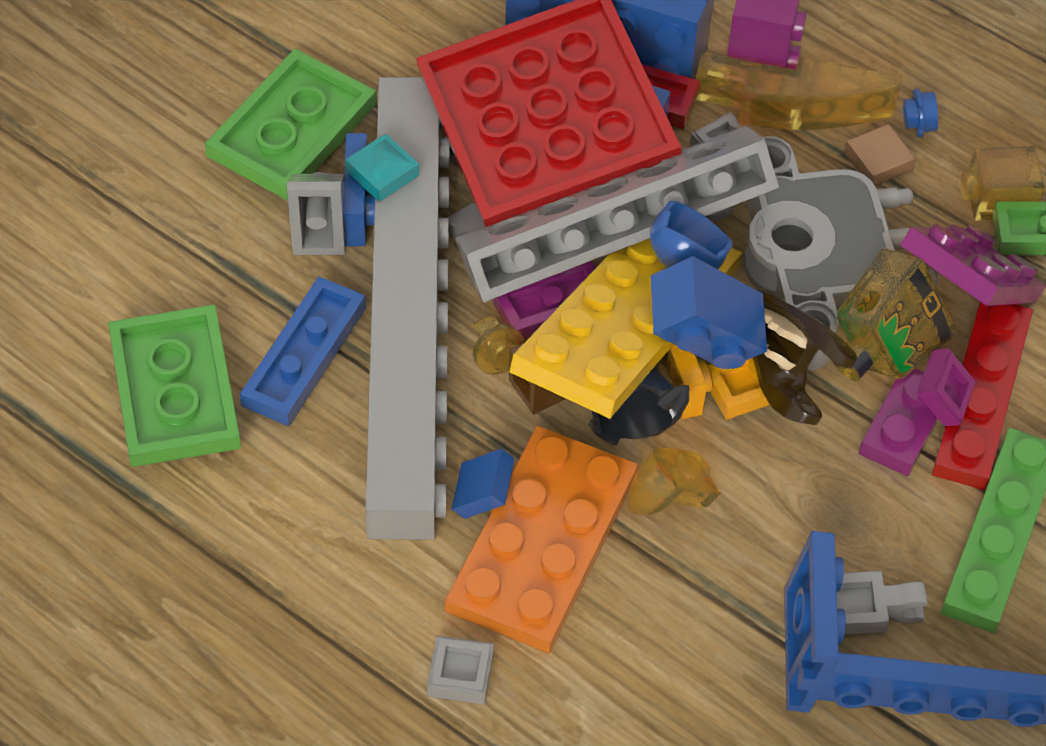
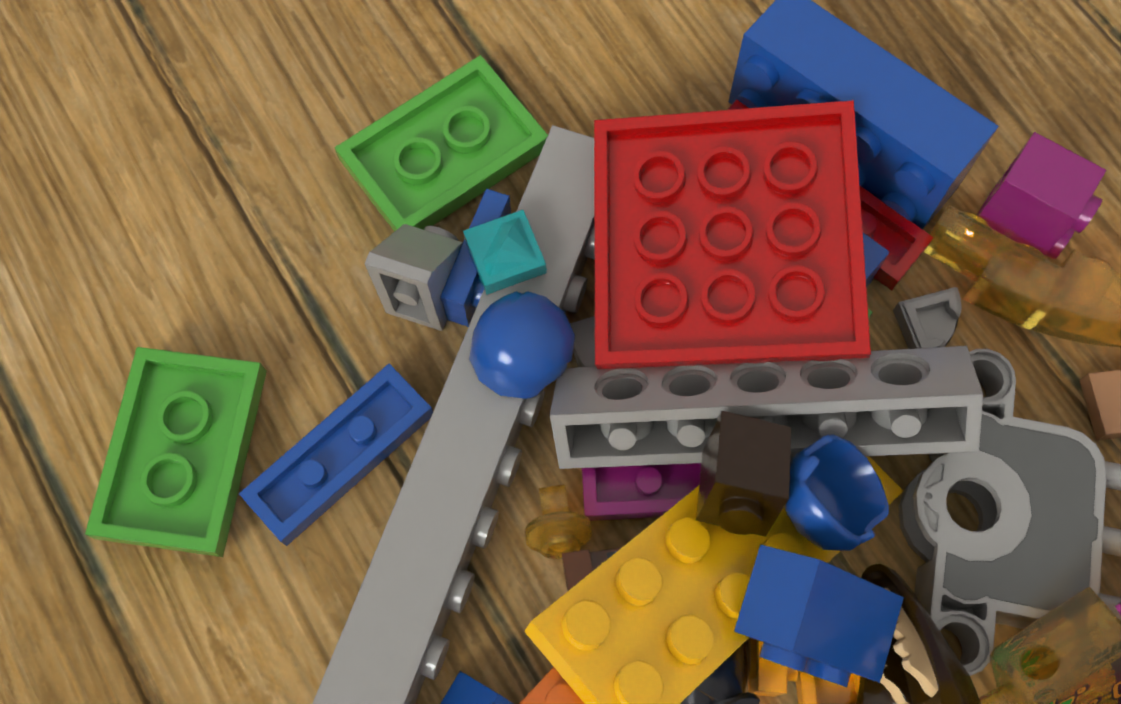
camera: 25 degrees right, 15 degrees up
(422, 222) = (521, 345): none -> blue hair
(622, 242) = (744, 474): none -> dark brown brick

